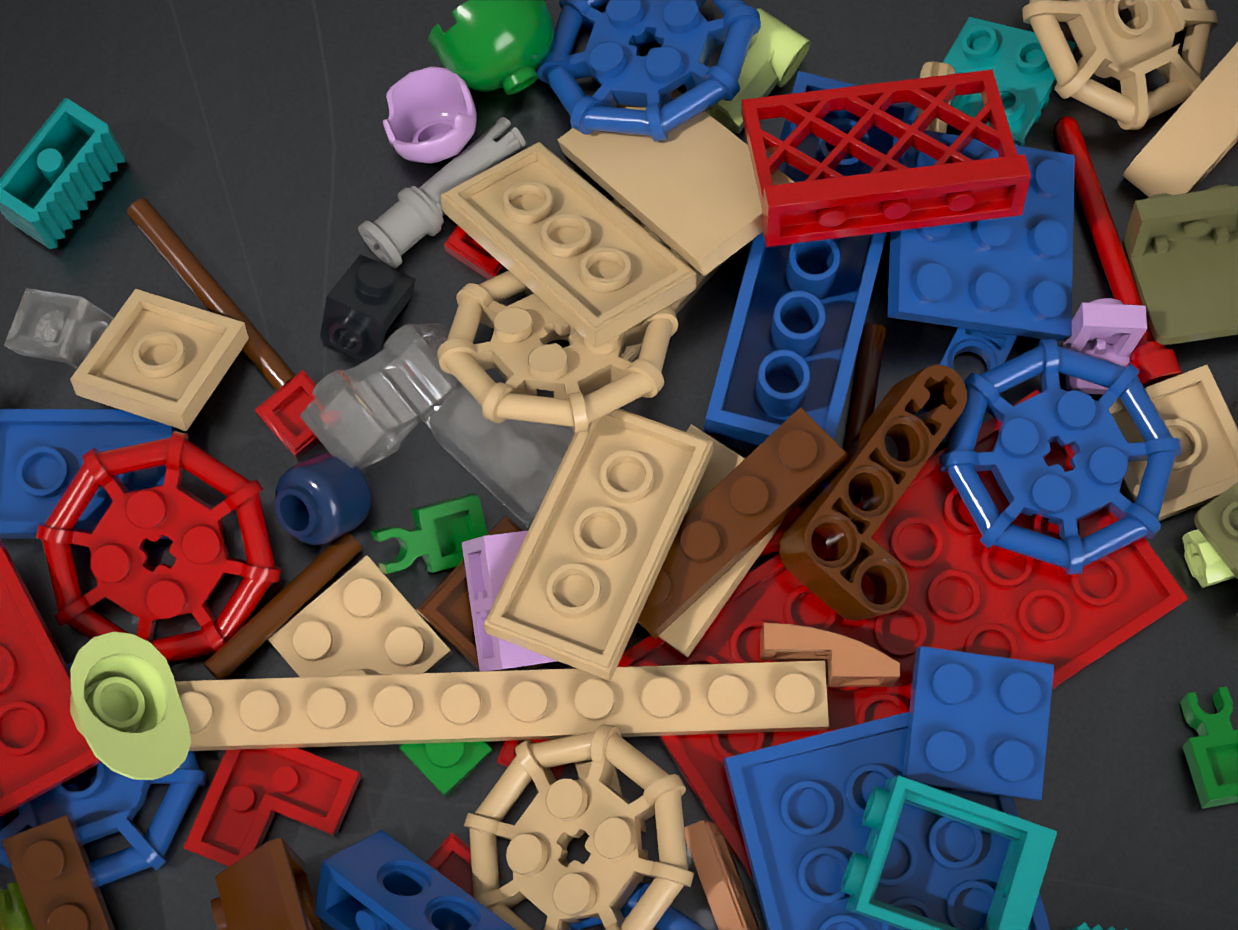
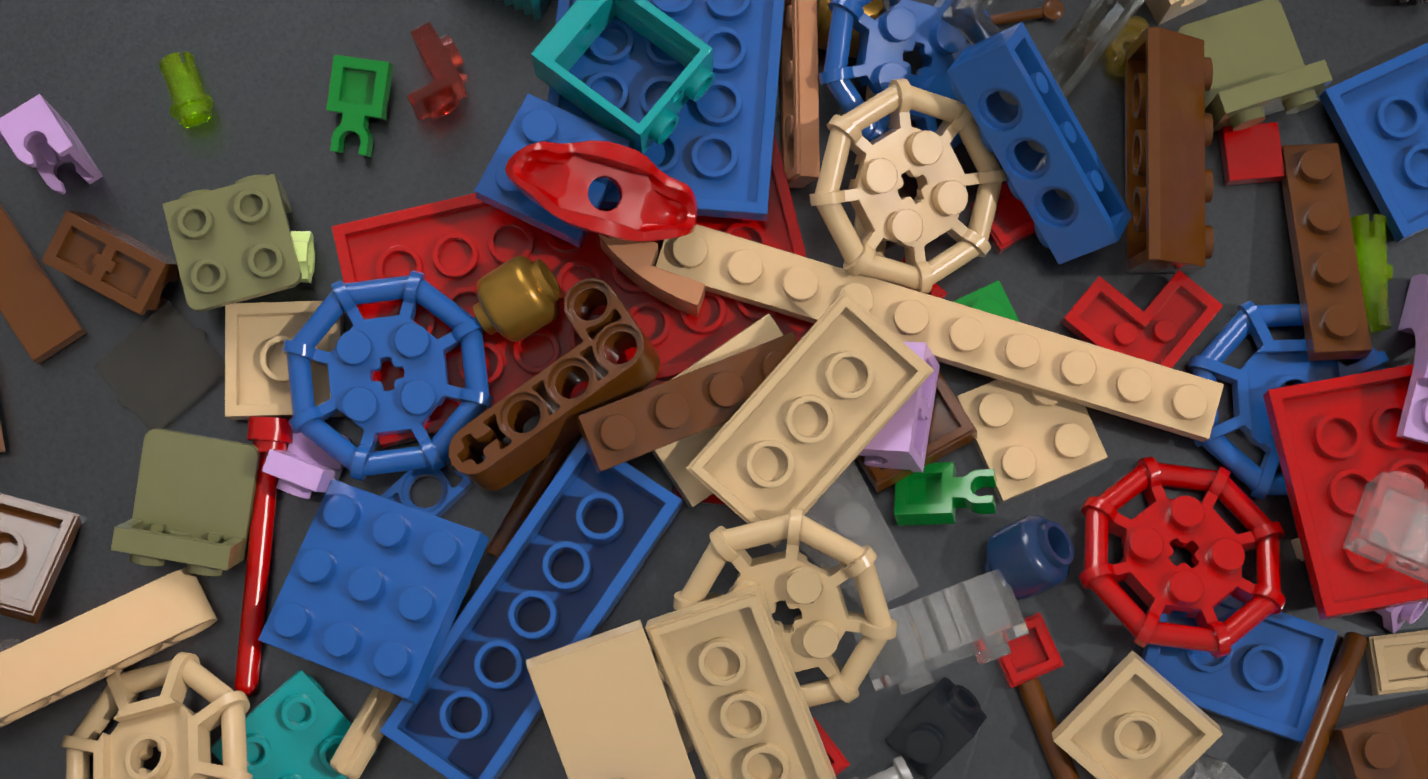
camera: 165 degrees left, 5 degrees up
(129, 706) = (1243, 410): yellowish green piece -> none
(282, 607) = (1090, 477): reddish brown bar -> none
(891, 194) = (452, 622): red fence -> none
(958, 576) = (517, 298): none -> pearl gold head
(967, 689) = (649, 200): none -> red piece
(1150, 825) = (441, 60): none -> clear red bracket

